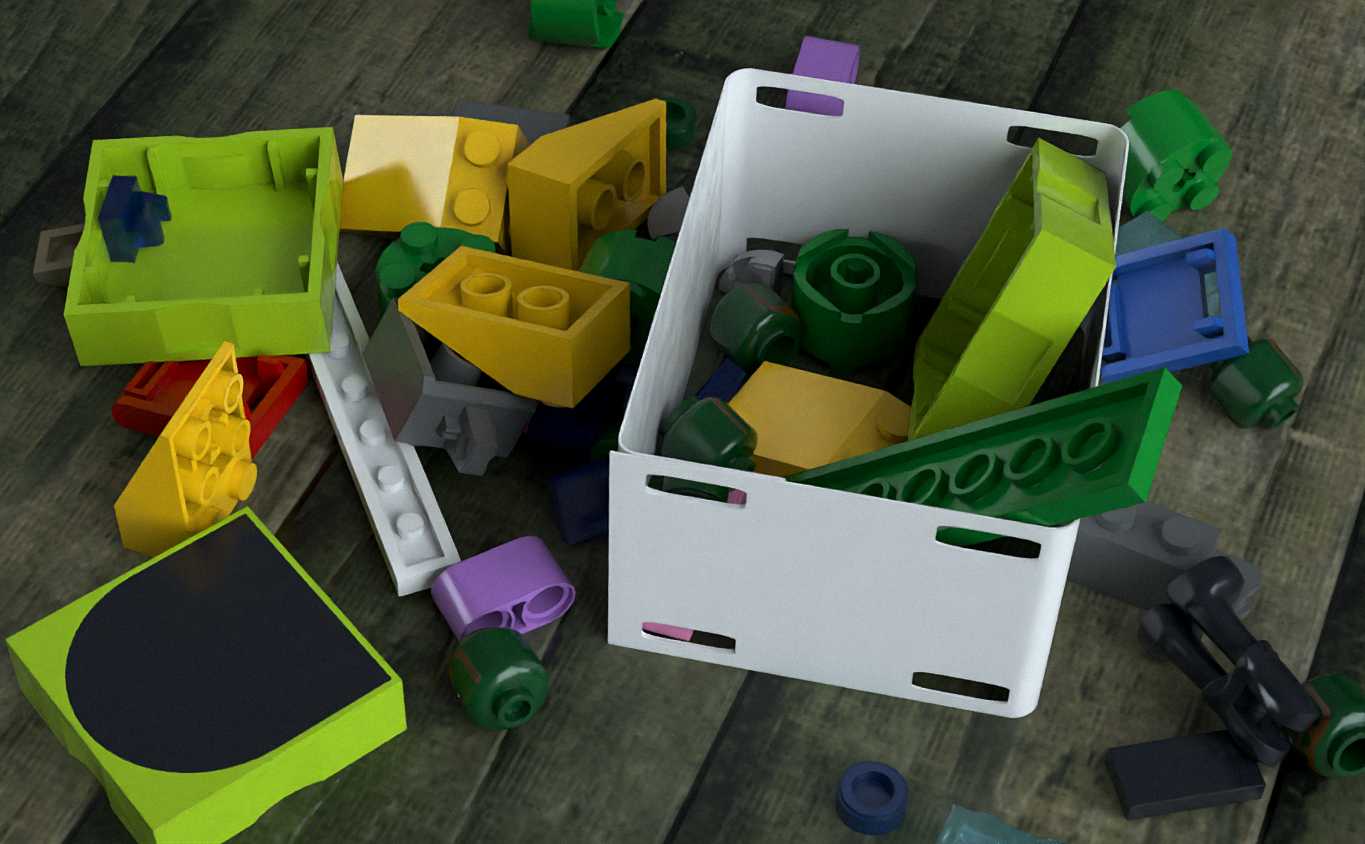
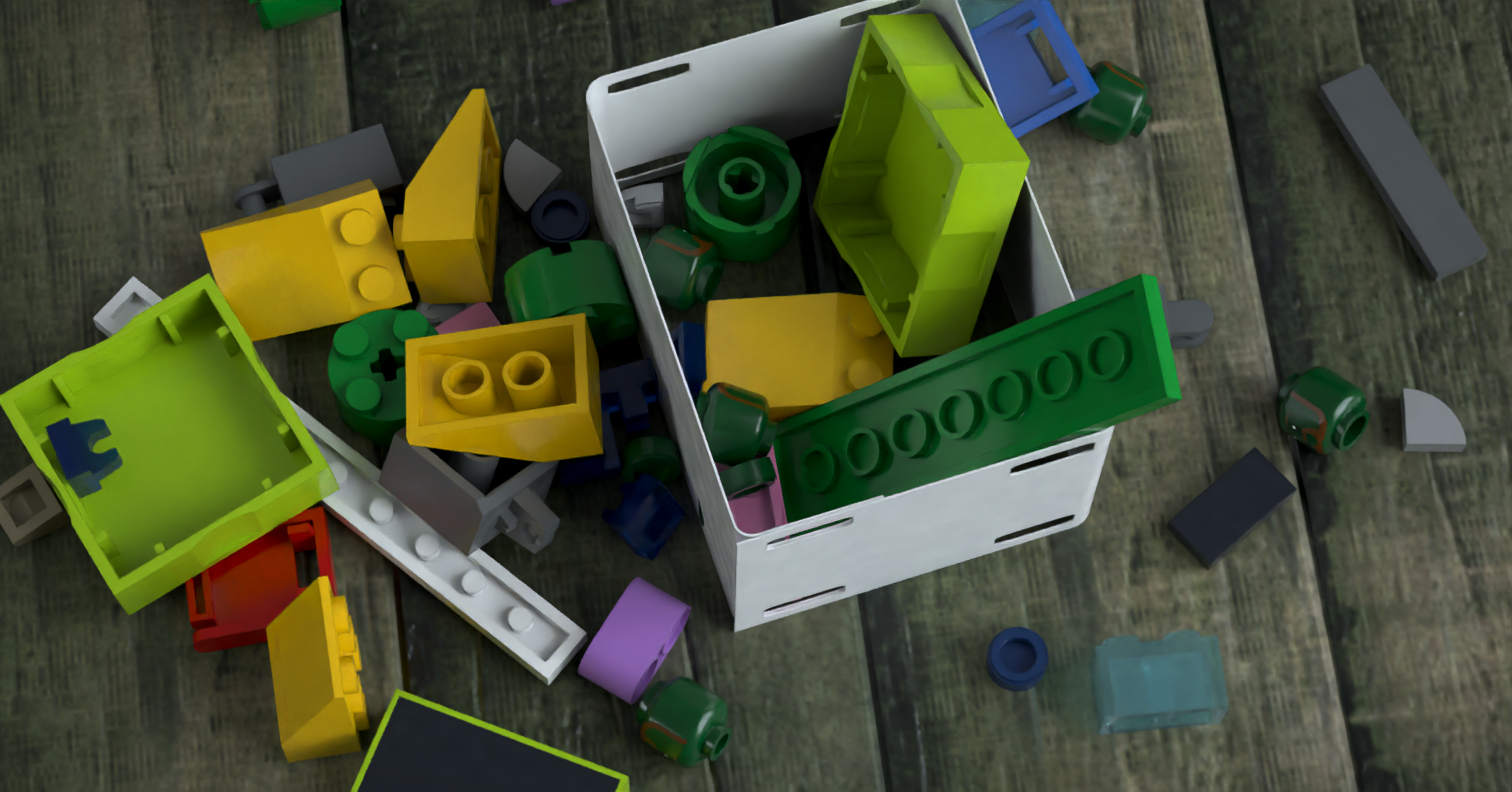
camera: 30 degrees left, 20 degrees up
(679, 122) = (452, 65): dark green tile -> none
(1258, 682) = (1266, 426): black piece -> none

